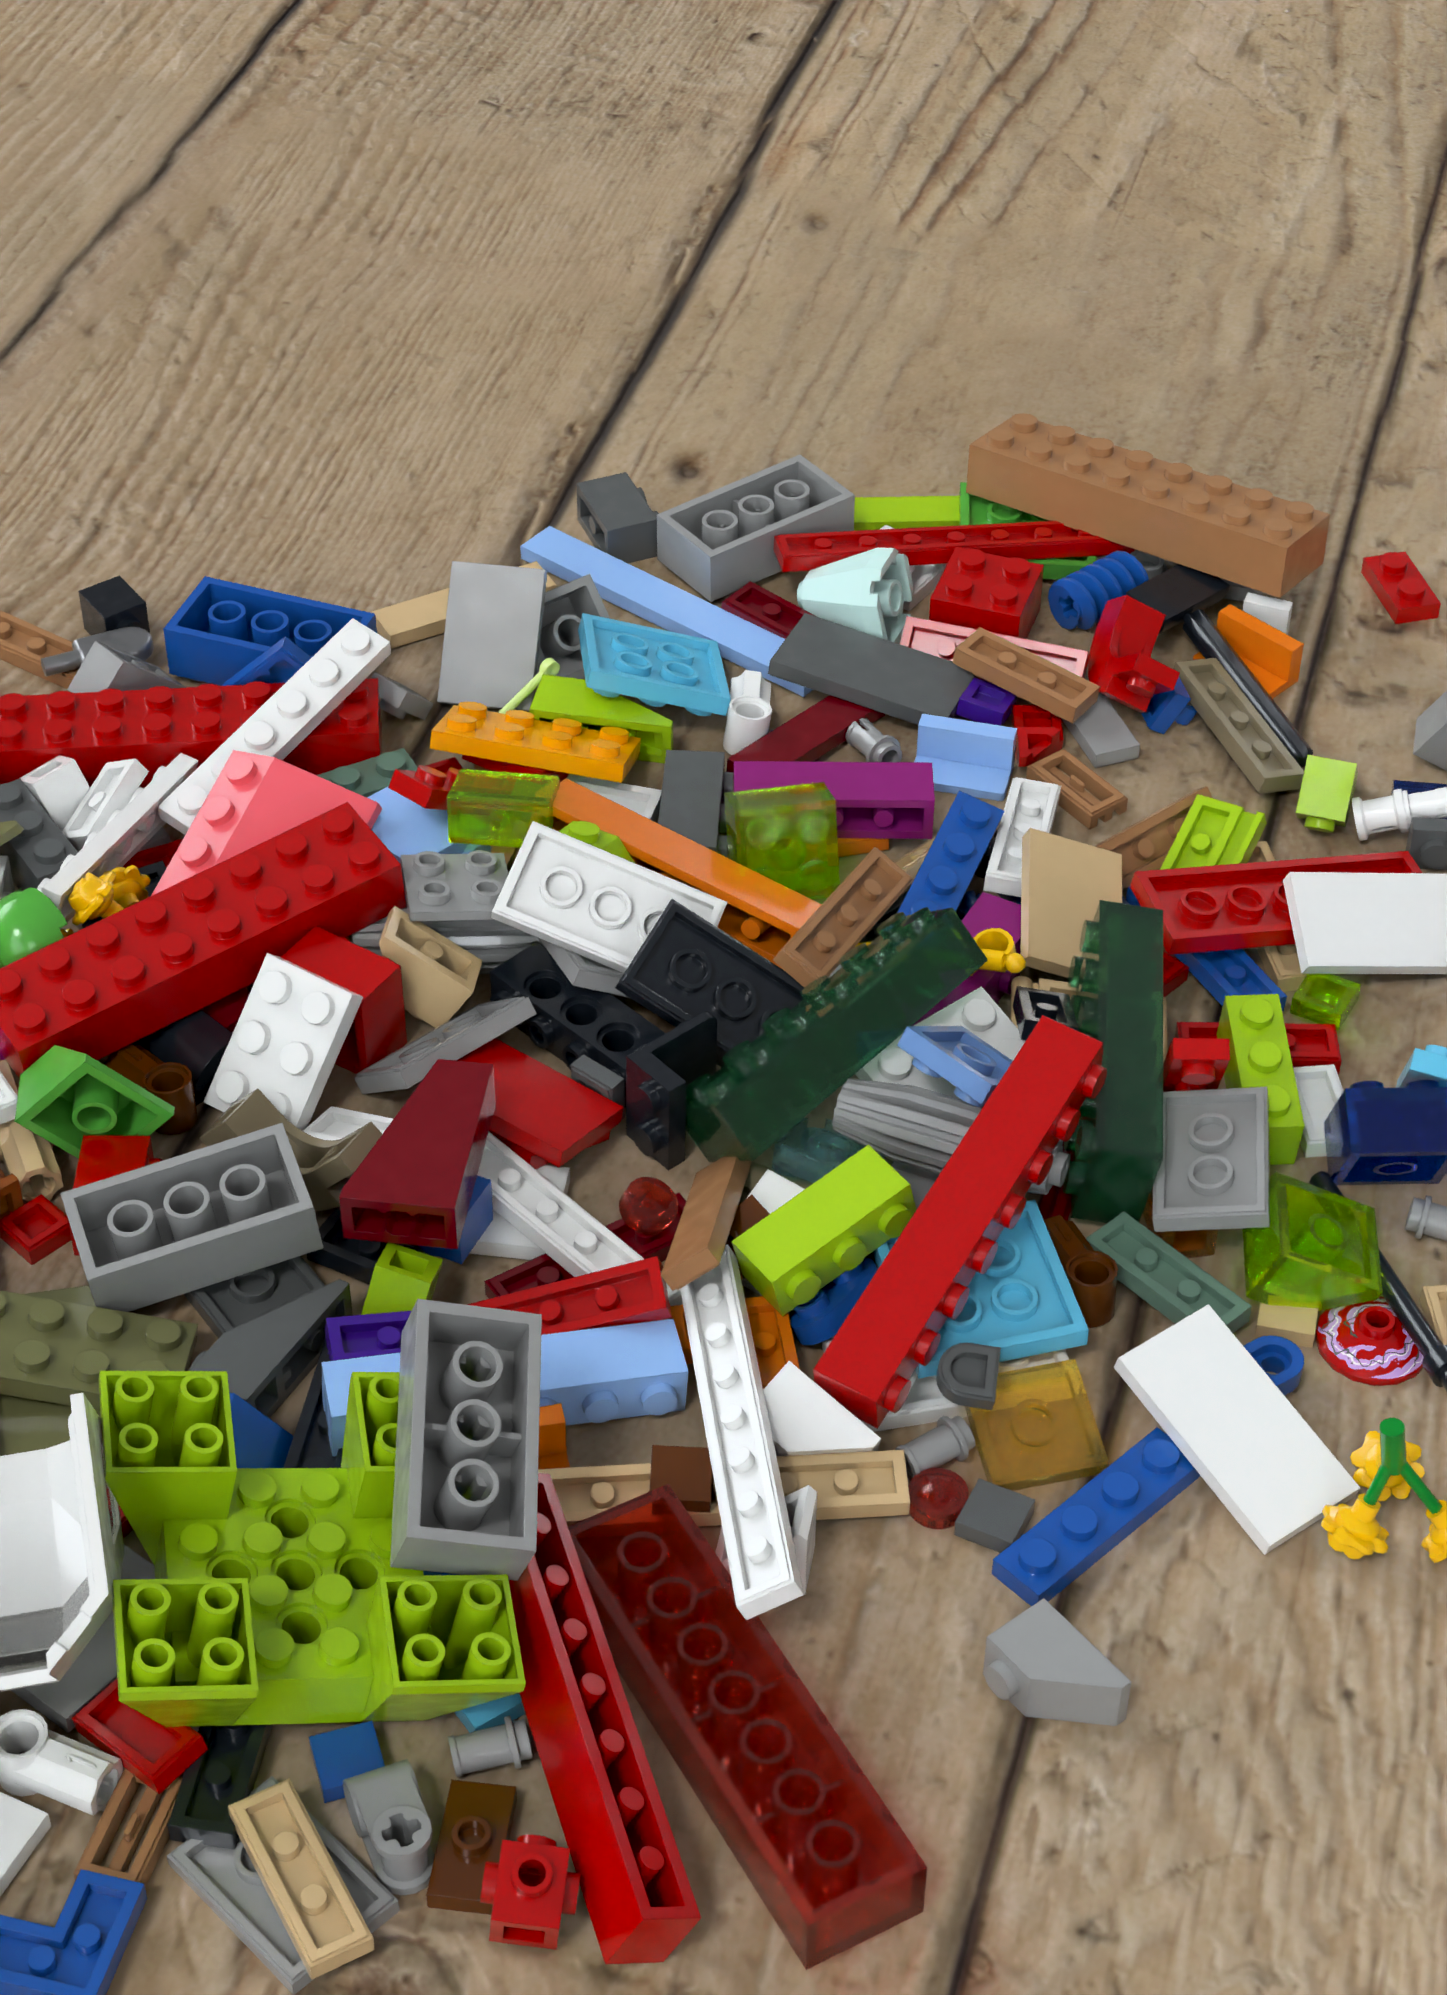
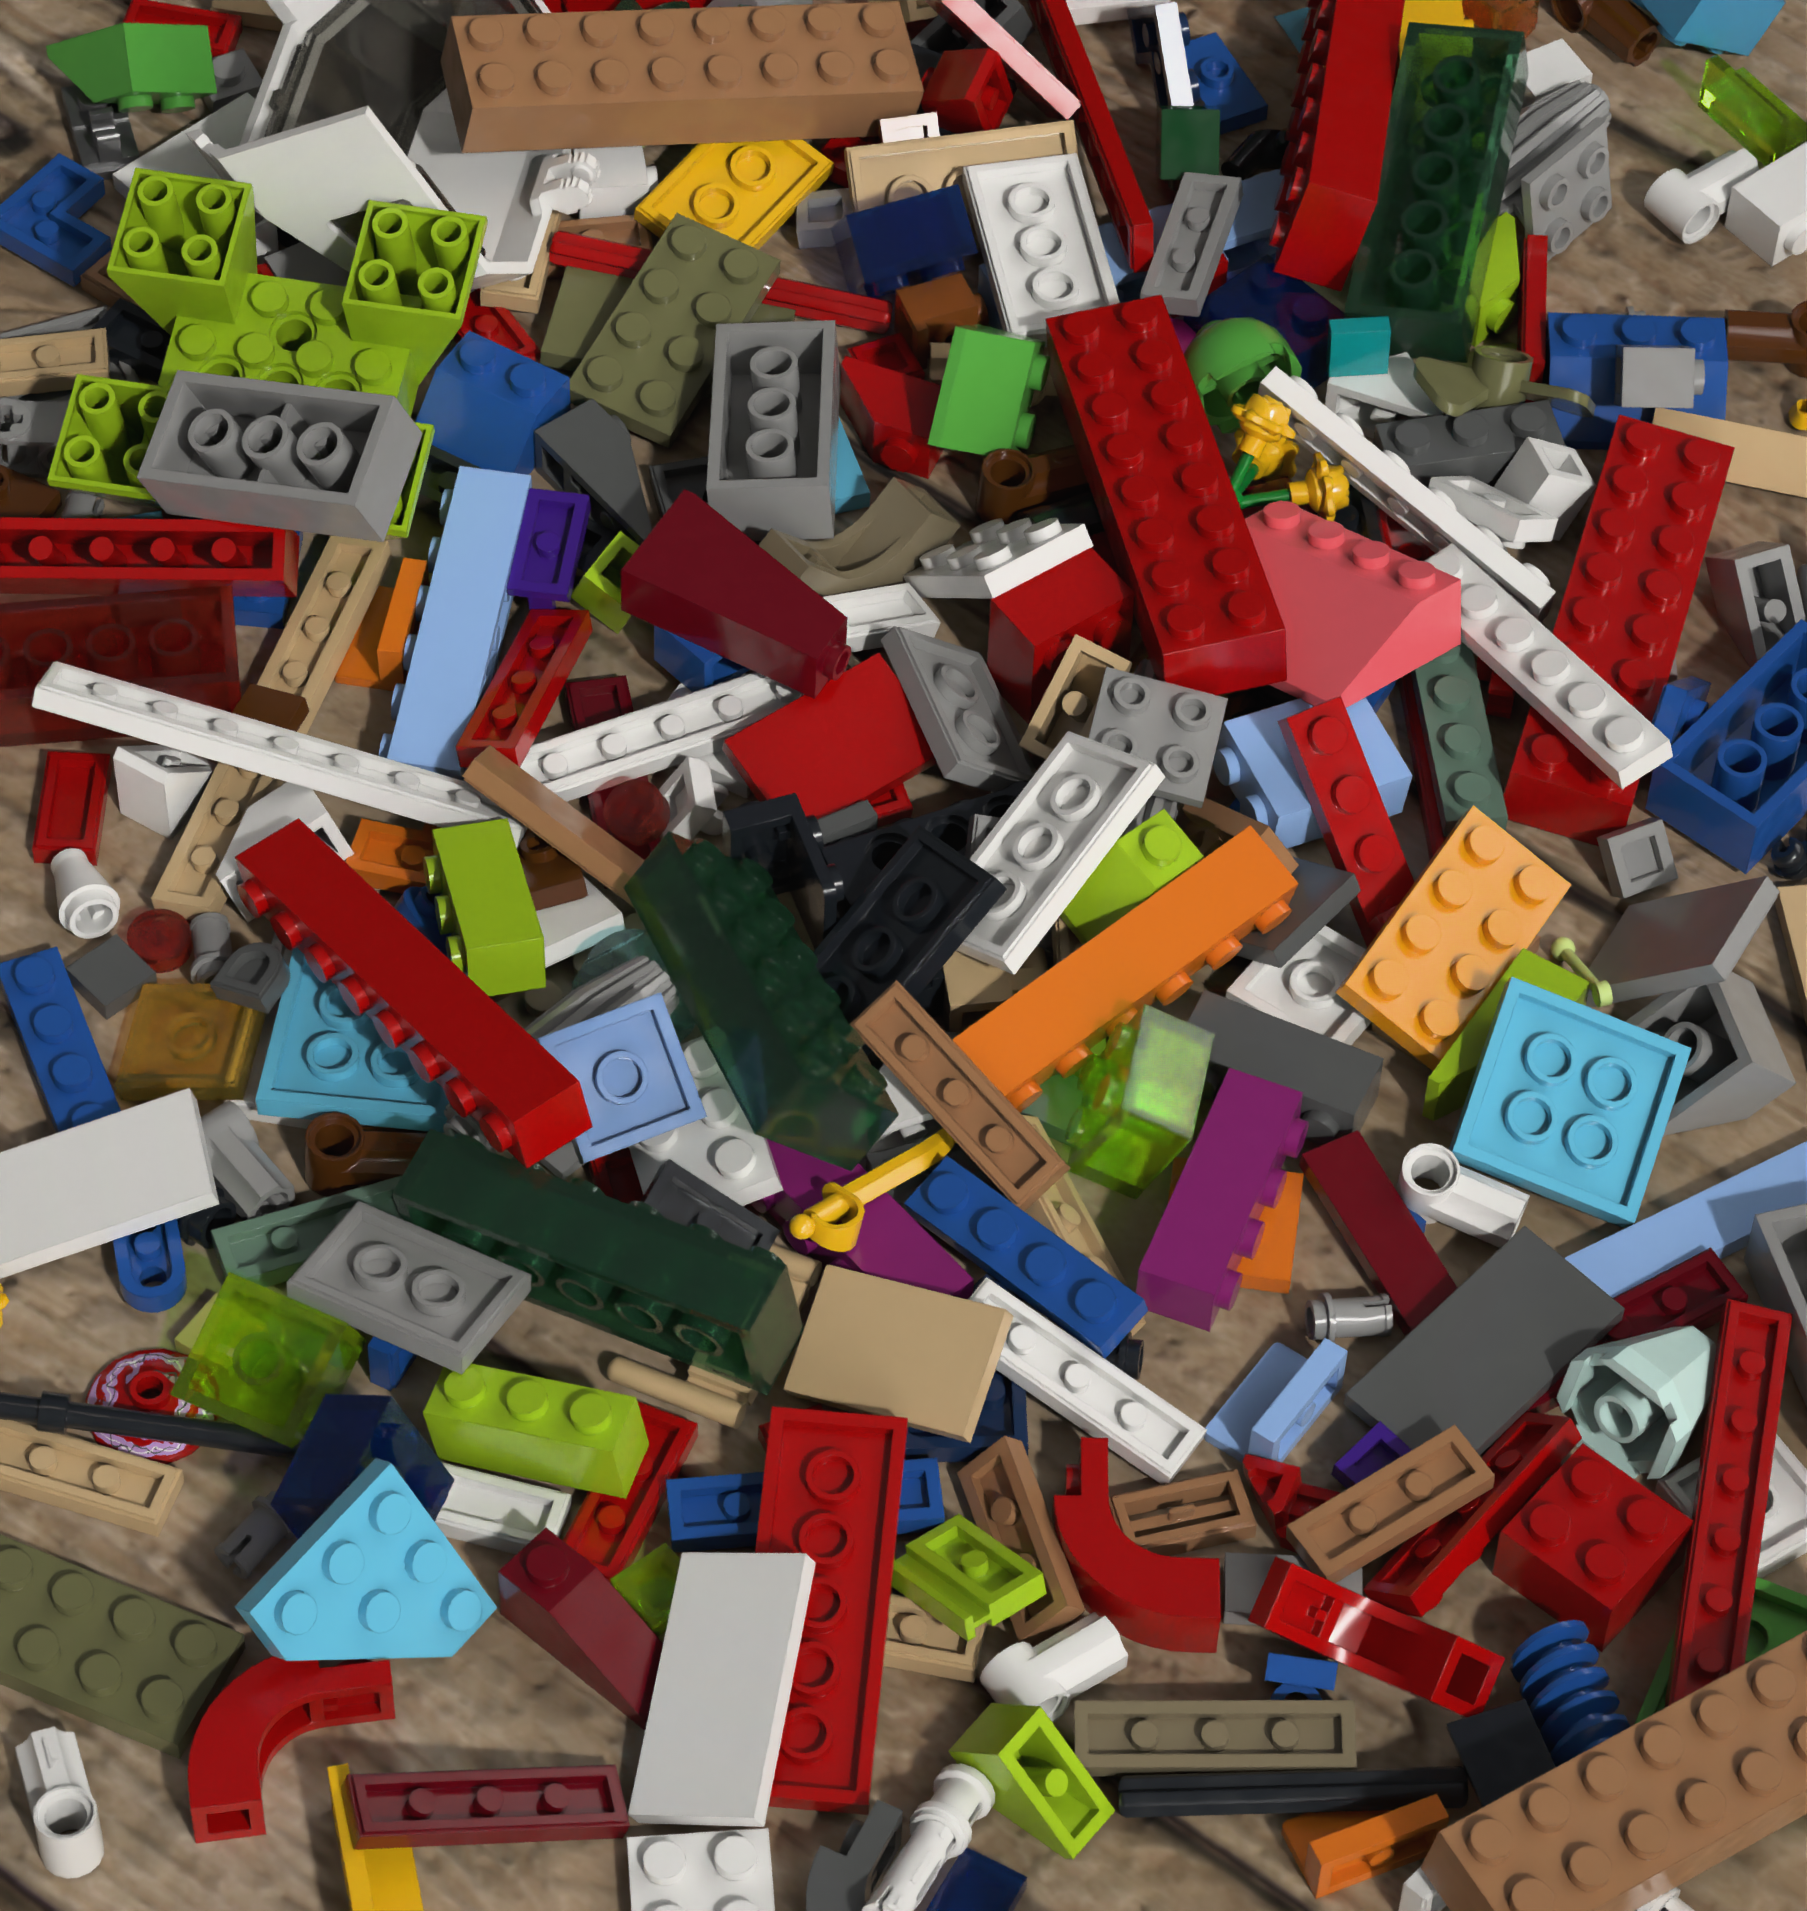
camera: 110 degrees right, 10 degrees up
(498, 806) = (1265, 798): clear neon green panel -> none
(604, 1185) = (694, 800): none -> white tile
(831, 1621) = (72, 805): none -> red tile
(929, 1560) = (84, 897): none -> white cone
(1143, 1322) = (242, 1166): none -> light grey piece
(1153, 768) = (1142, 1593): none -> red arch
(1195, 1064) = (537, 1313): red plate -> none
(1269, 797) = (1056, 1667): none -> white piece
(1380, 1028) = (581, 1622): none -> dark red slope

